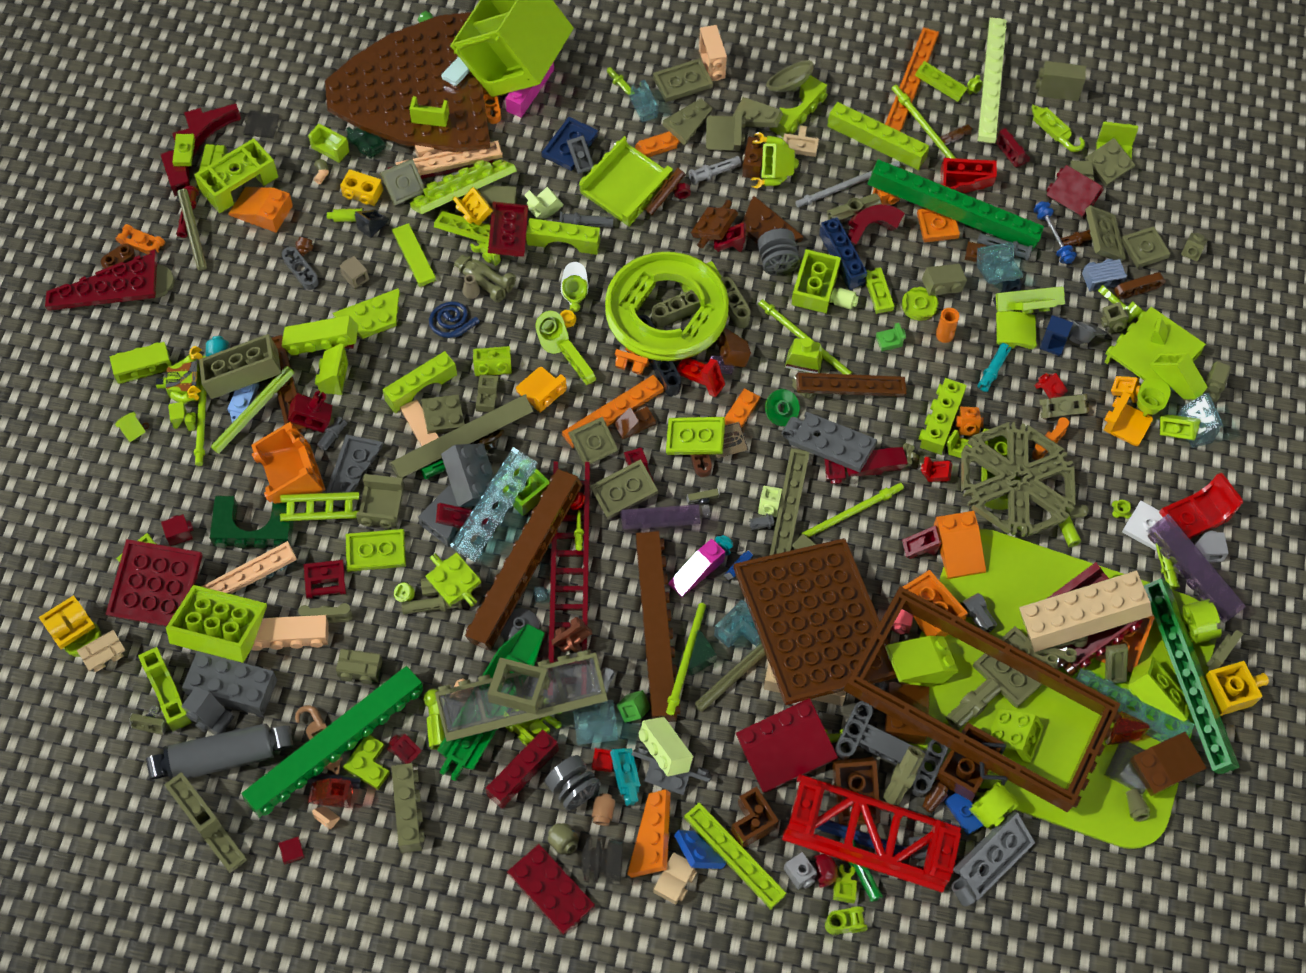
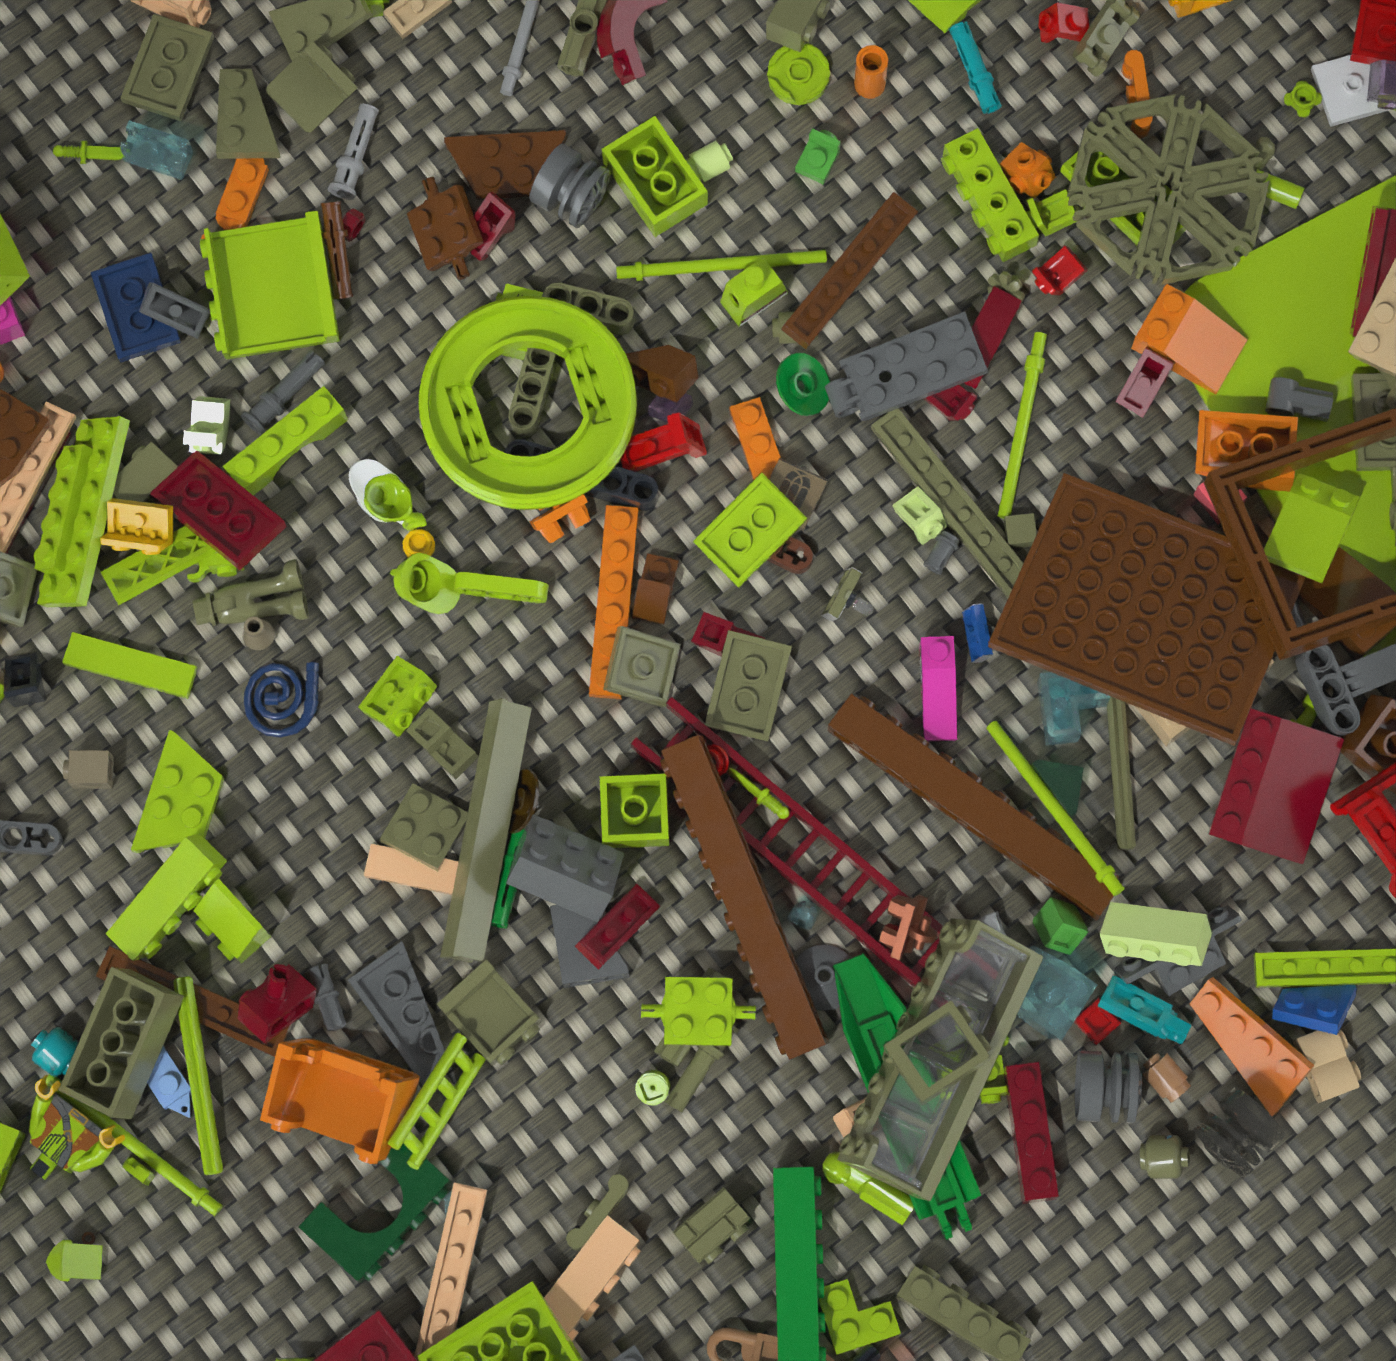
camera: 45 degrees left, 15 degrees up
(177, 413) = (115, 1182): lime slope -> none
(177, 529) = (300, 1313): dark red brick -> none
(323, 573) = (535, 1167): dark red plate -> none
(375, 550) = (554, 1075): lime tile -> none
(404, 748) = (875, 1259): dark red bracket -> none
(436, 370) = (349, 819): lime arch -> none
(494, 493) = (640, 874): clear light blue brick -> none
(542, 388) = (500, 667): light orange bracket -> none
(551, 889) = (1212, 1223): dark red plate -> none
(660, 517) = (830, 675): clear purple brick -> none
(725, 543) = (933, 625): teal plate -> none
(753, 158) = (385, 85): reddish brown brick -> none
(758, 818) = (1339, 899): reddish brown brick -> none
(777, 161) = (425, 63): lime torso -> none
(839, 245) = (640, 101): dark blue brick -> none
(879, 291) = (734, 108): lime plate -> none

